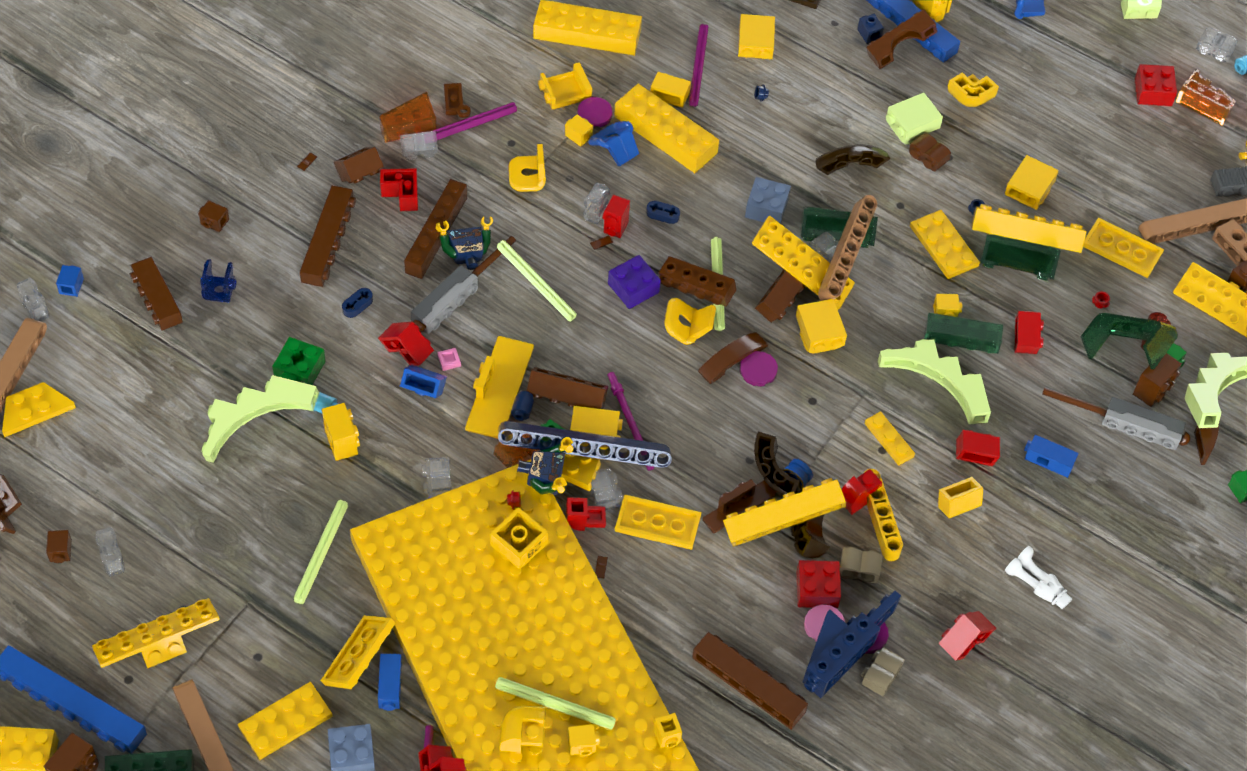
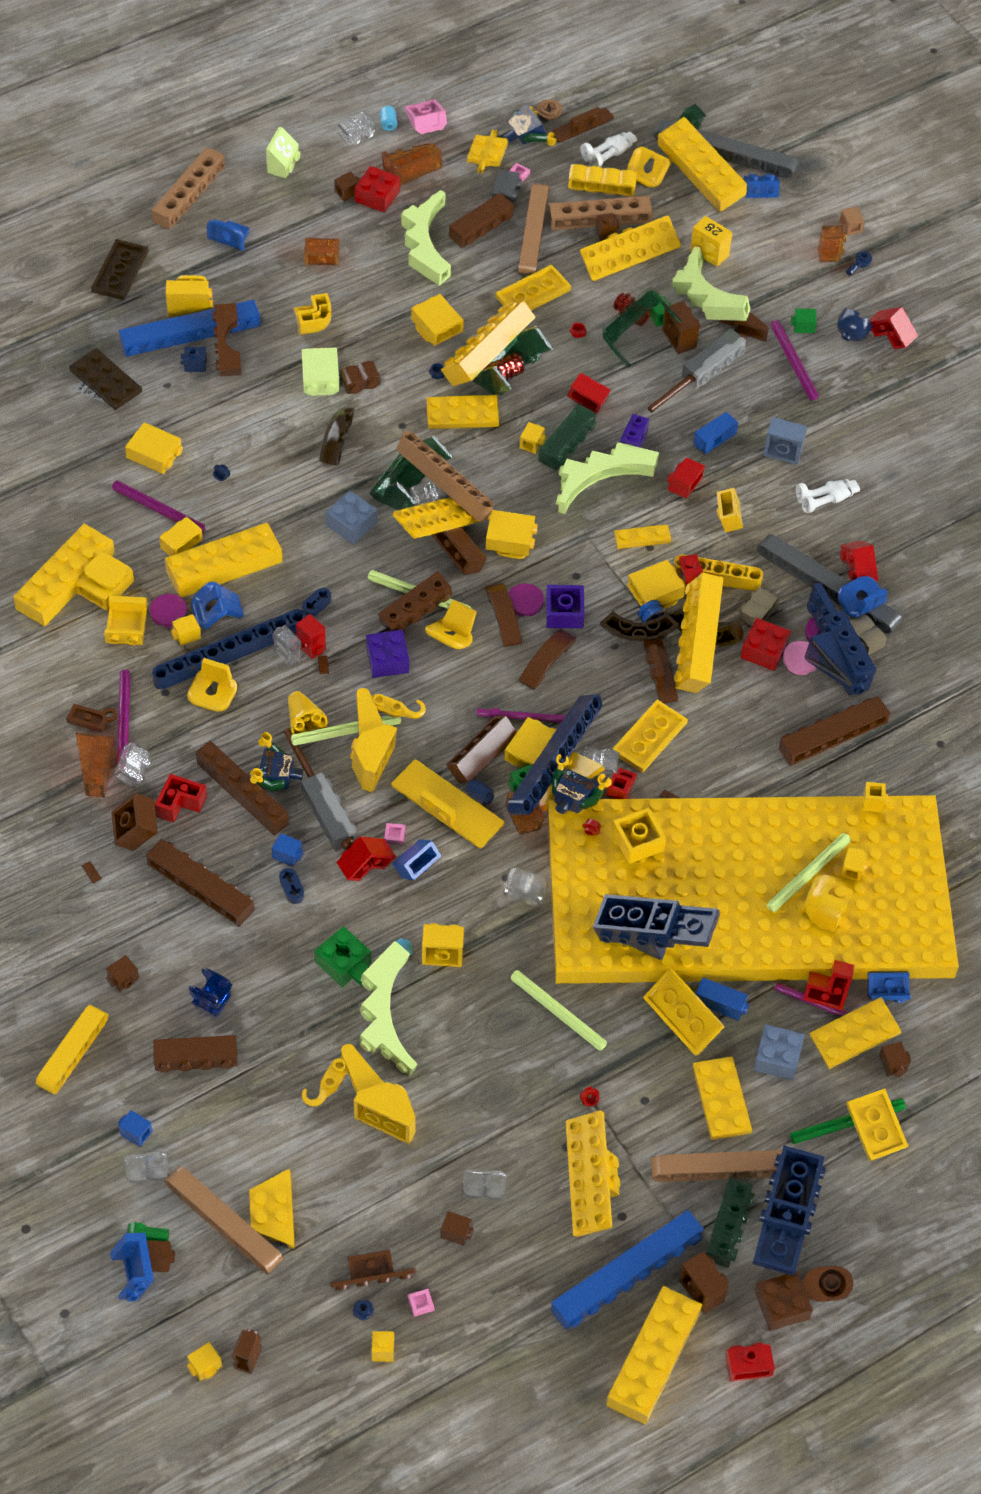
camera: 65 degrees left, 0 degrees up
(127, 210) = (72, 1049): none -> yellow beam
(158, 437) = (376, 1102): none -> yellow slope
(238, 607) = (589, 1101): none -> red plate
(389, 284) = (287, 850): none -> blue brick
(418, 577) = (653, 923): none -> dark blue wedge
(523, 306) = (376, 739): none -> yellow slope
(533, 243) = (304, 714): none -> yellow cone
(572, 164) = (224, 650): none -> dark blue beam
(599, 55) = (103, 578): none -> yellow brick
(704, 406) = (545, 658): none -> reddish brown slope
(763, 399) = (565, 606): none -> dark purple brick
(832, 461) = (657, 583): none -> yellow brick
(927, 619) = (812, 572): none -> dark grey beam
(932, 658) = (855, 607): none -> blue piece
(1003, 387) = (635, 431): none -> dark purple brick
(1009, 255) = (510, 366): none -> clear red piece
(1054, 72) = (321, 251): none -> clear orange brick
(1076, 516) = (785, 440): none -> sand blue brick
(1123, 136) = (423, 254): none -> yellowish green arch
(1142, 57) = (345, 185): none -> reddish brown brick
(1175, 175) = (481, 220): none -> reddish brown brick
(1186, 501) = (794, 360): none -> magenta axle

